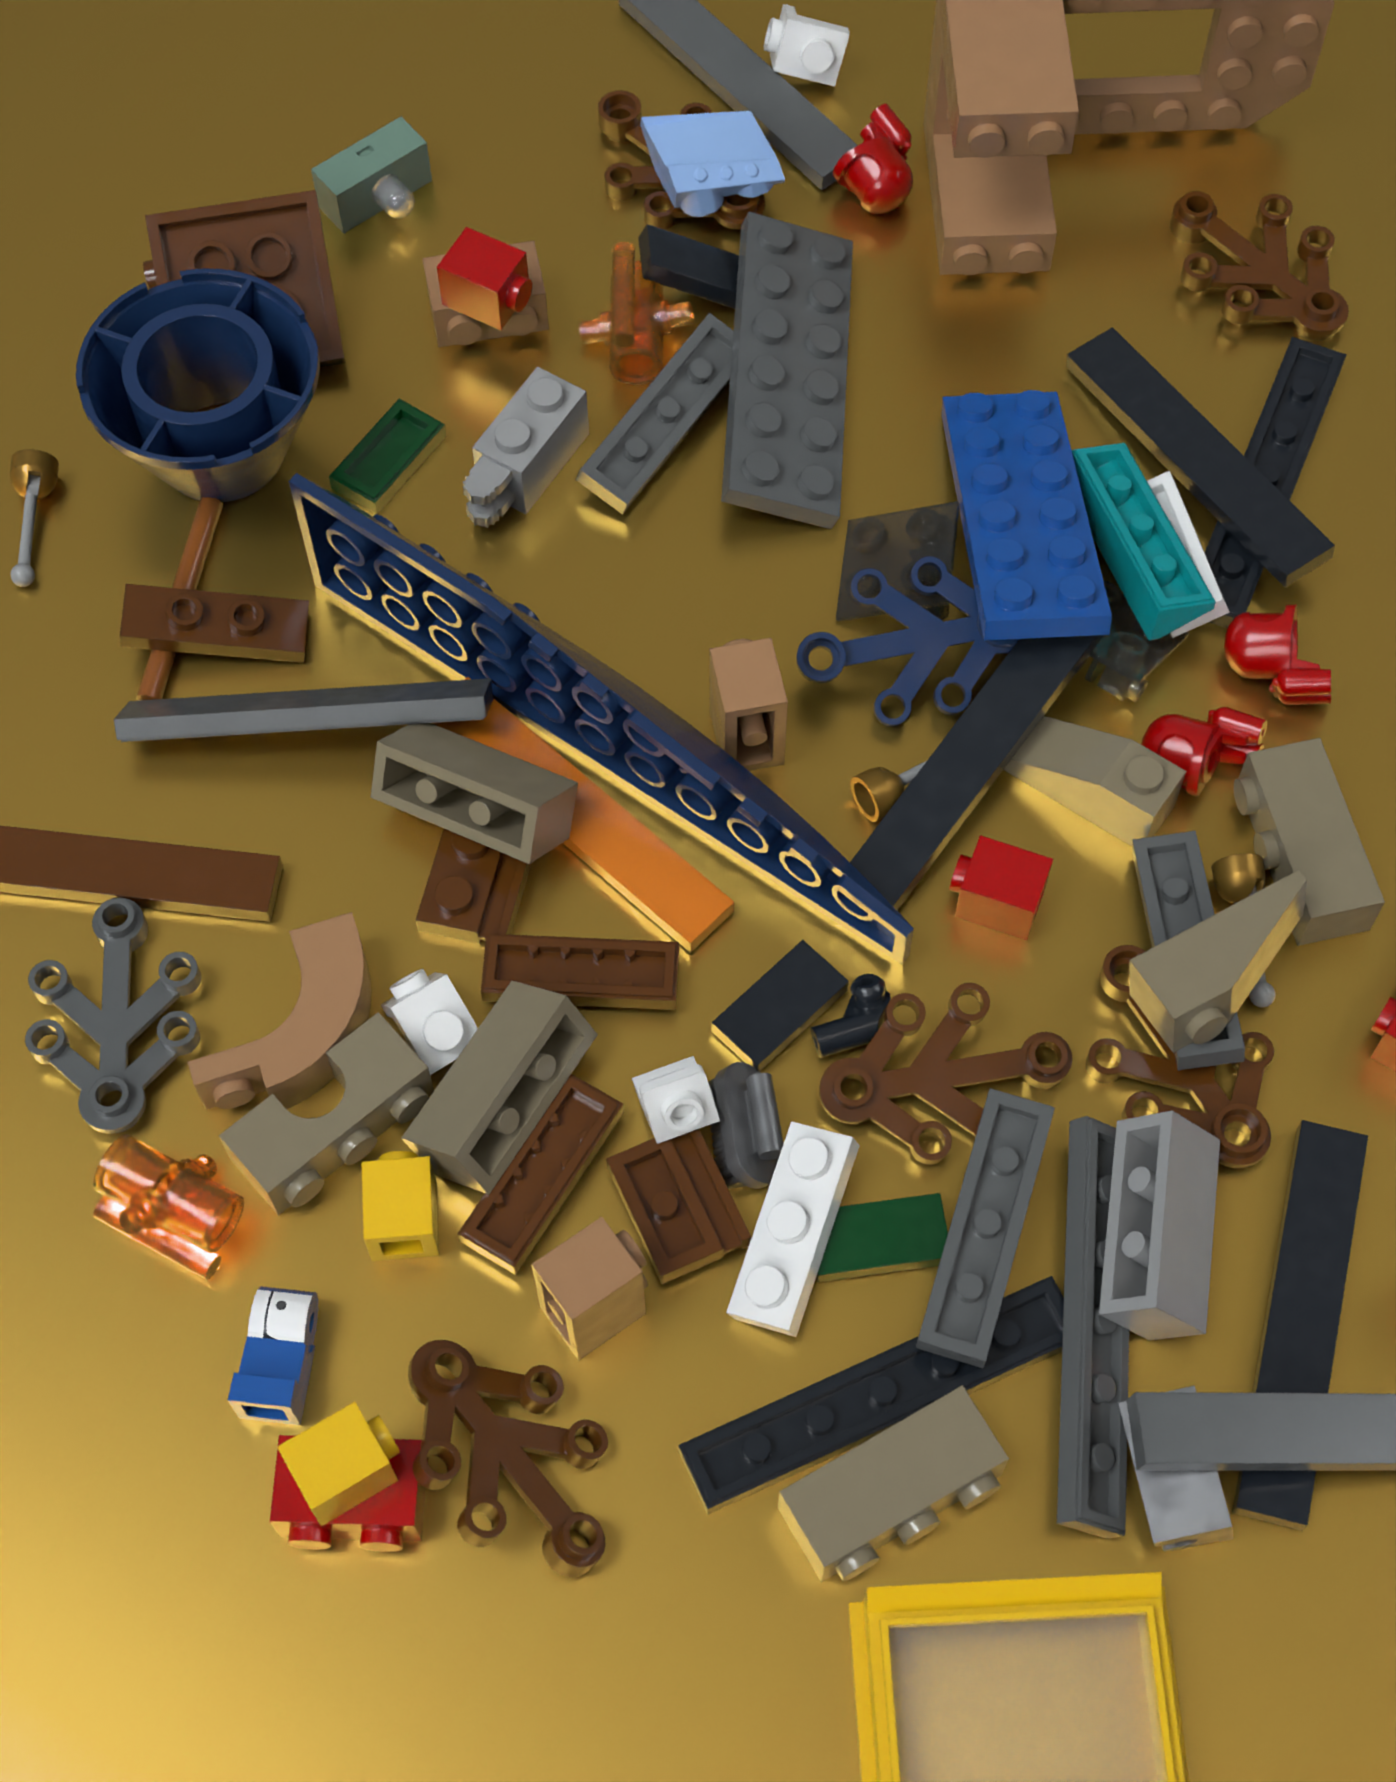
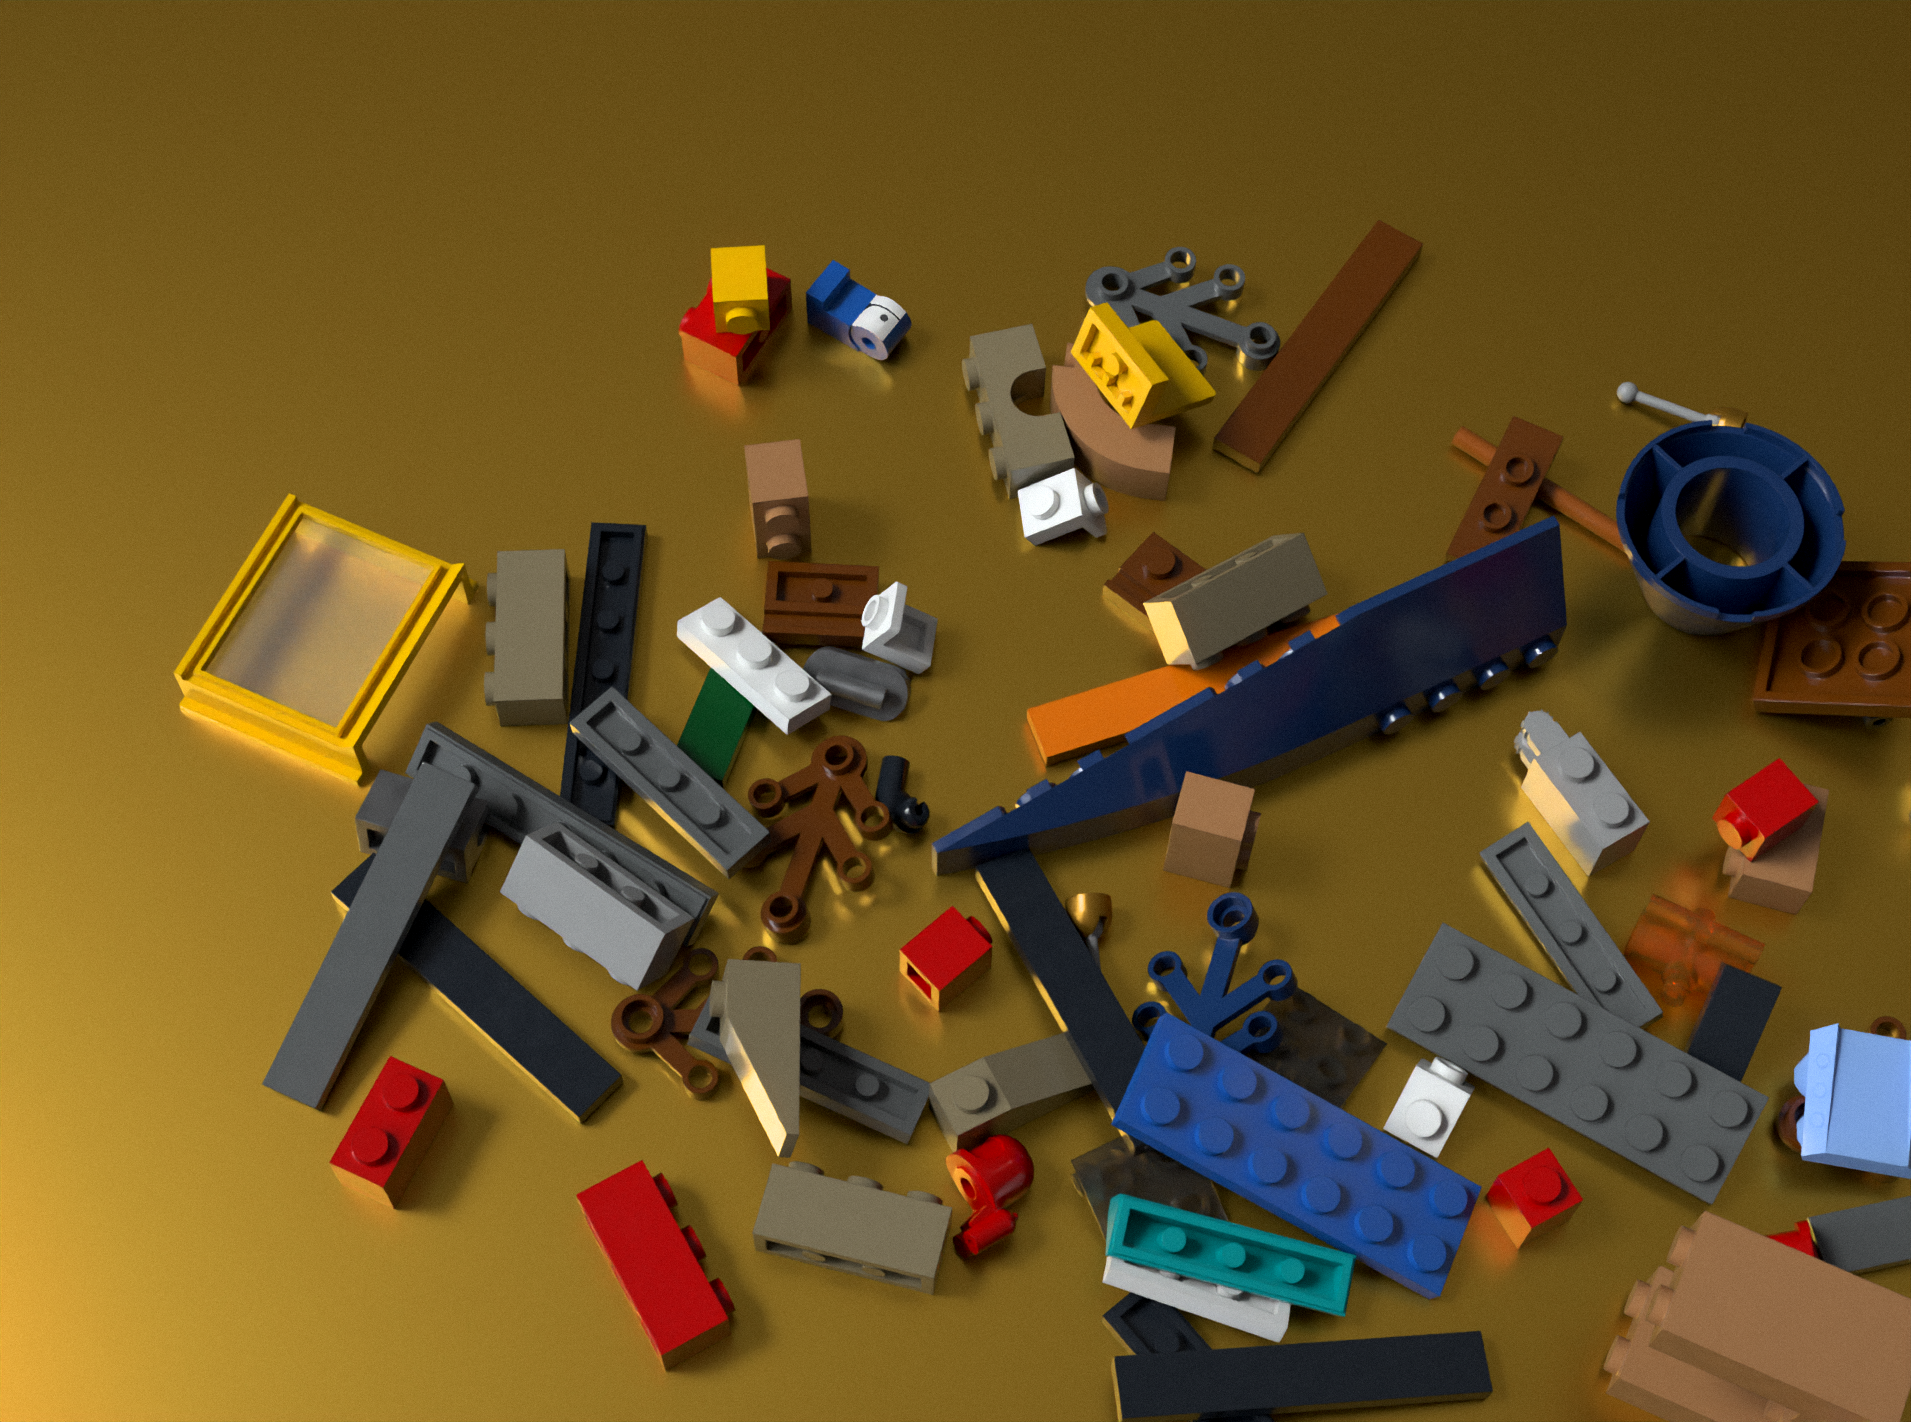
camera: 115 degrees right, 0 degrees up
(167, 1203) = (1006, 284): clear orange pin -> none
(241, 982) = (1138, 368): none -> yellow bracket
(304, 710) = (1384, 511): dark grey tile -> none
(388, 456) = (1631, 701): dark green tile -> none
(400, 1206) = (921, 426): yellow brick -> none
(500, 1086) = (974, 519): dark tan brick -> none
(502, 1445) = (710, 410): reddish brown plant -> none
(541, 1175) = (898, 529): reddish brown plate -> none
(584, 969) = (1045, 625): reddish brown plate -> none
(780, 1006) = (941, 753): black tile -> none
(892, 454) = (1430, 1105): none -> white bracket
(934, 350) = (1533, 1198): none -> red brick
(1235, 880) = (847, 1153): pearl gold hinge -> none
(1268, 649) = (1054, 1316): red piece -> none

